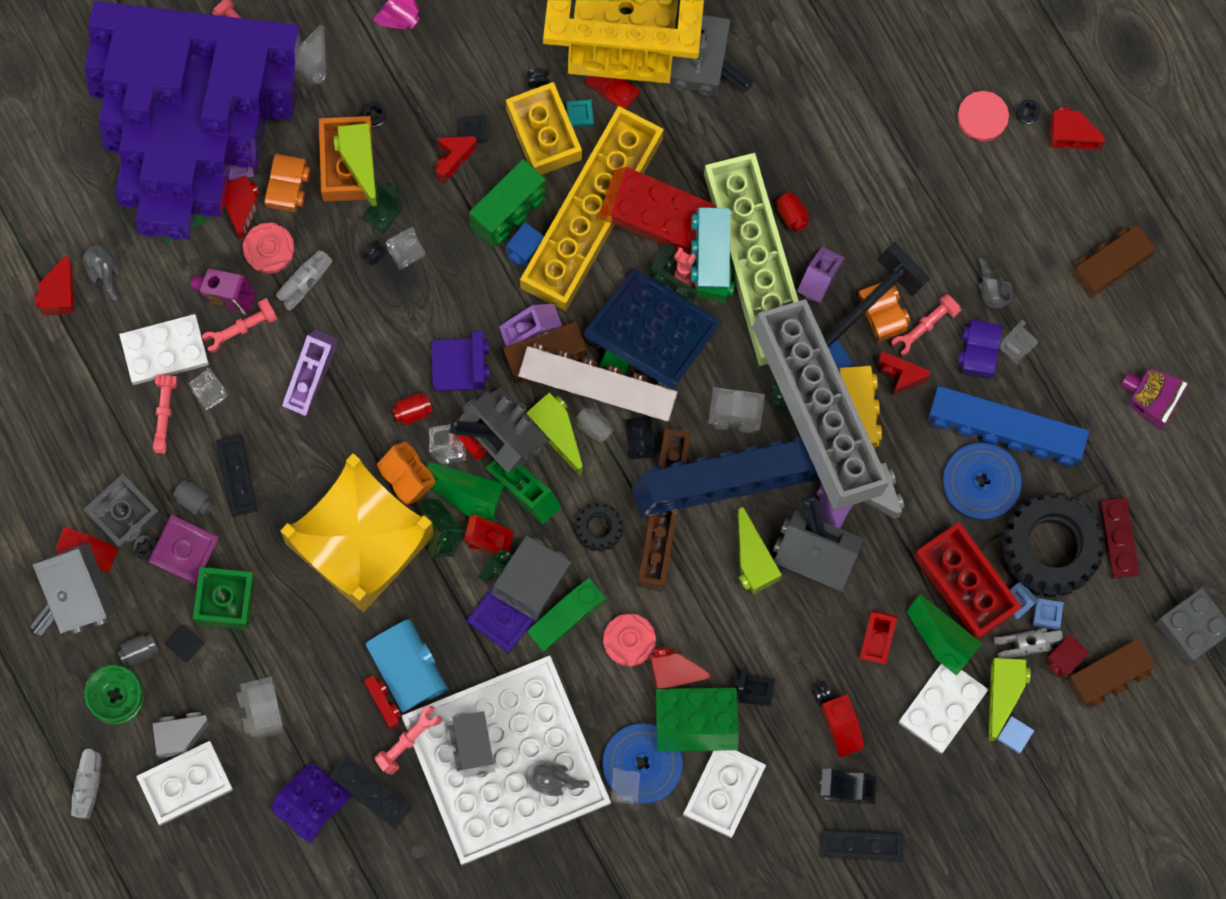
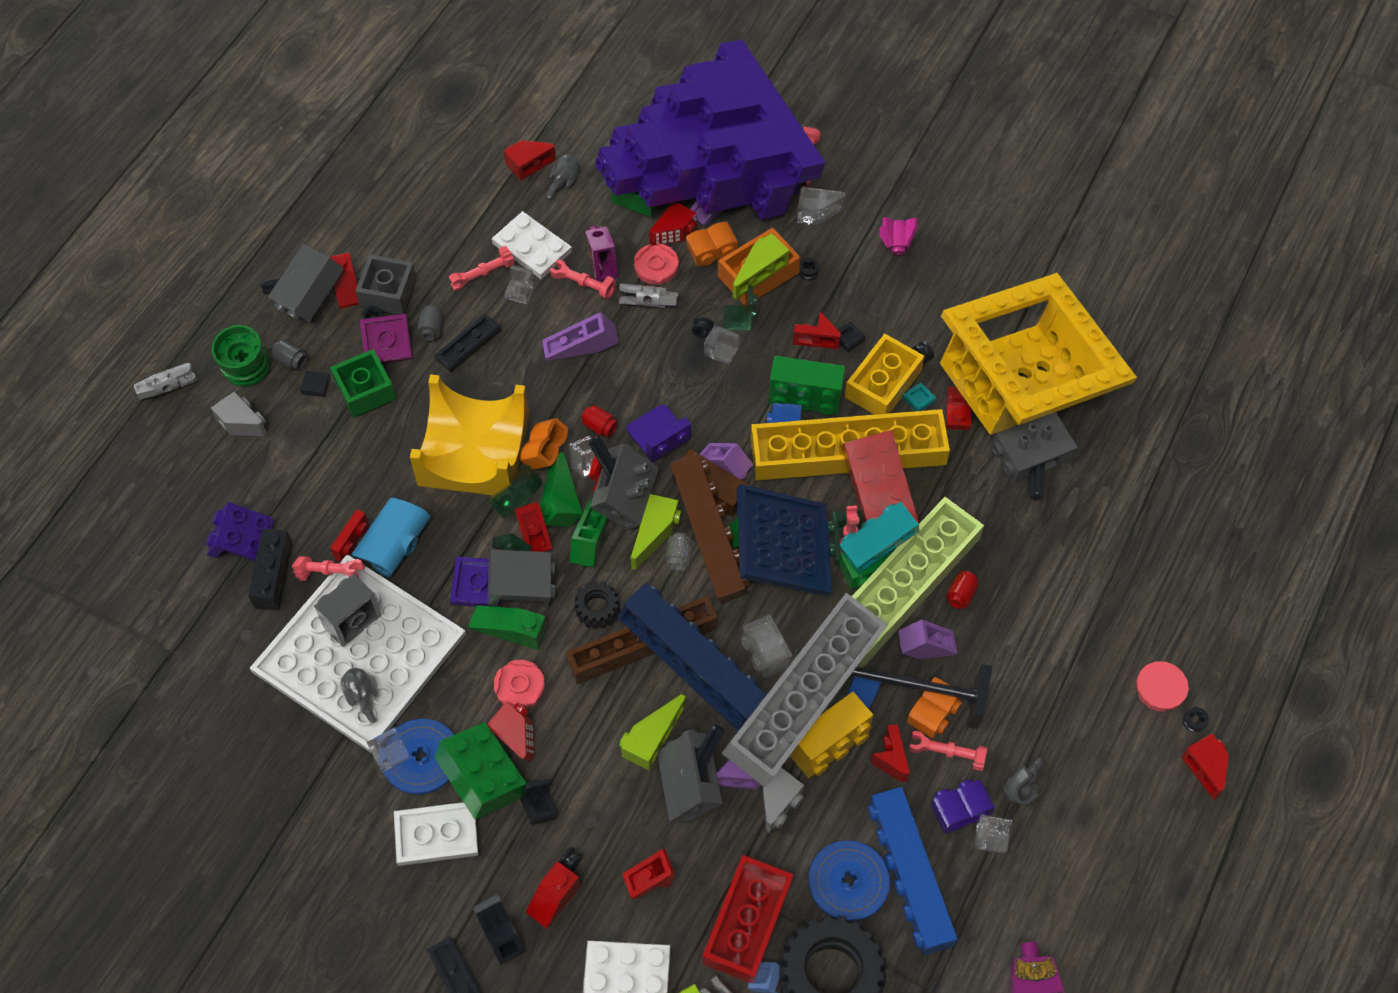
camera: 60 degrees right, 15 degrees down
(184, 783) = (204, 443): white plate -> none
(261, 708) = (294, 458): clear brick -> none
(640, 438) = (691, 589): black bracket -> none
(943, 636) = (685, 936): green slope -> none
(1113, 260) = (1125, 868): reddish brown brick -> none

